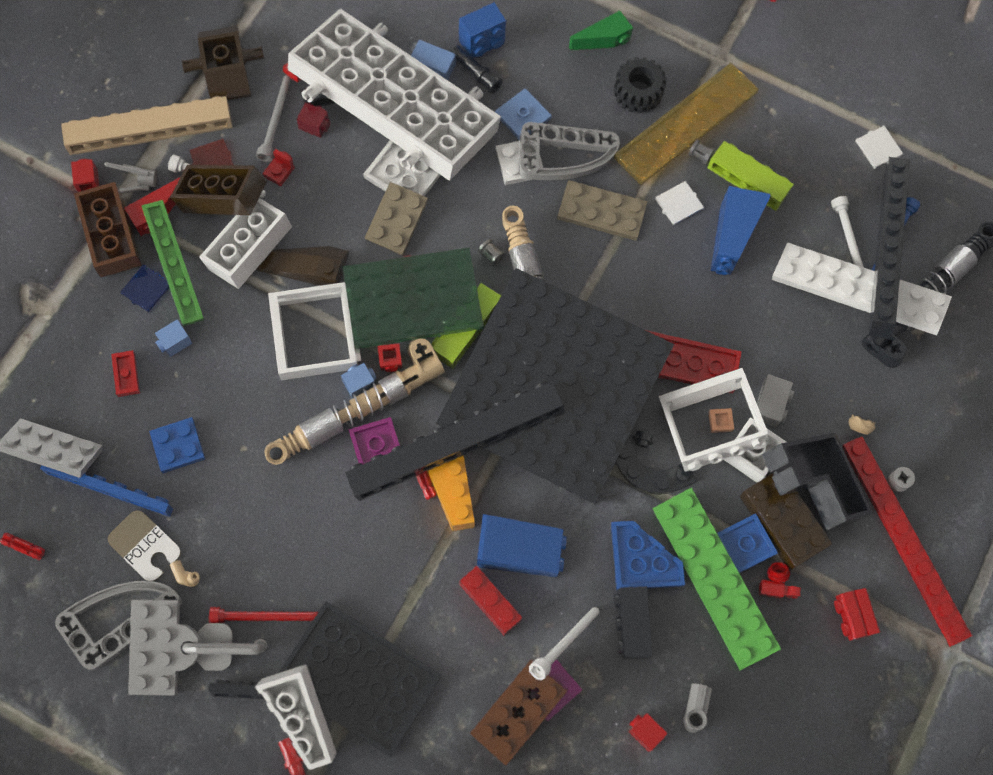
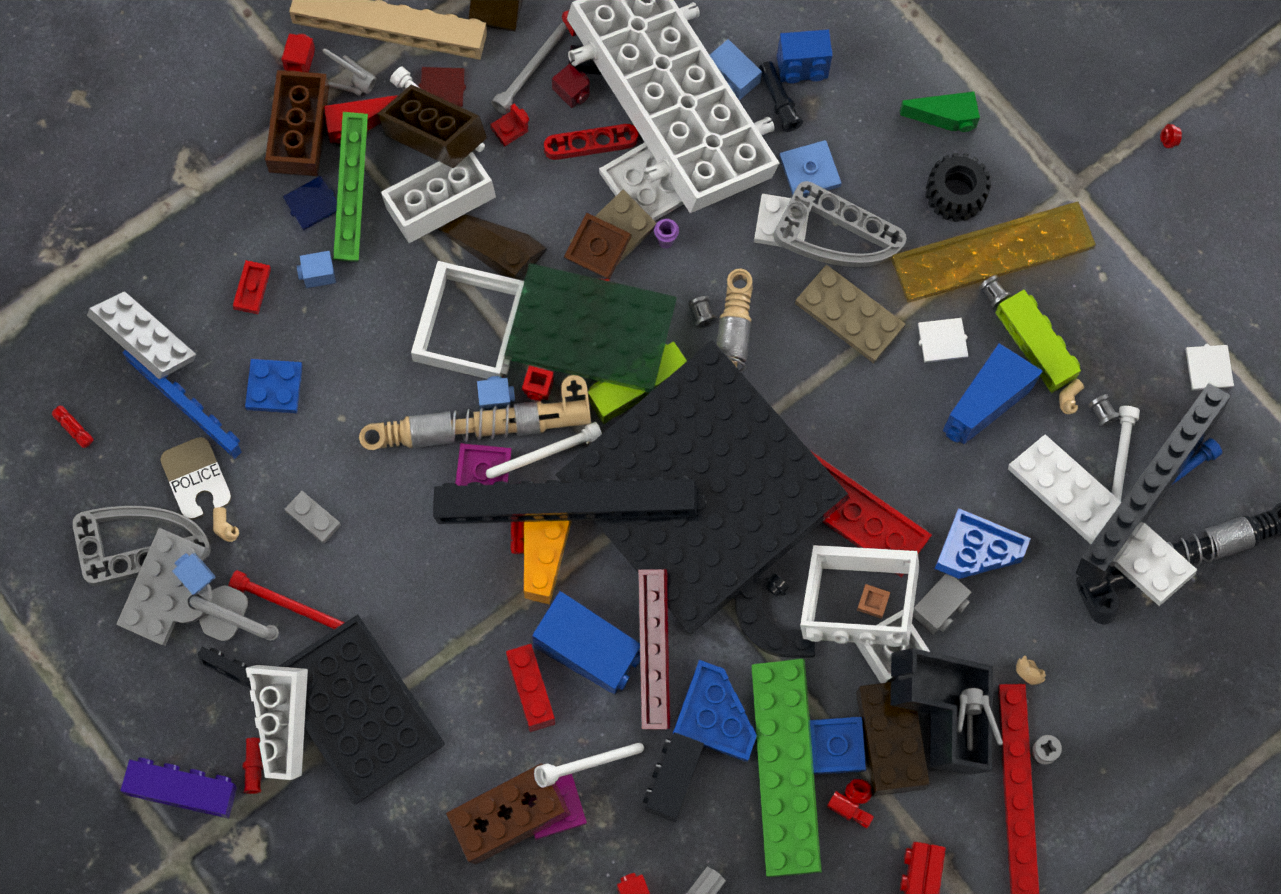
camera: 25 degrees right, 0 degrees up
(176, 625) = (193, 573): none -> medium blue brick
(254, 537) = (312, 517): none -> light grey plate
(349, 160) = (592, 145): none -> red beam
(389, 232) = (597, 246): none -> reddish brown plate
(437, 202) = (666, 232): none -> medium lavender cone
(447, 381) = (588, 435): none -> white piece
(575, 528) = (654, 649): none -> plate
(780, 346) = (979, 546): none -> plate
(789, 208) = (1067, 396): none -> tan arm
(821, 208) = (1111, 416): none -> flat silver bush
(834, 468) = (971, 703): none -> light grey plant

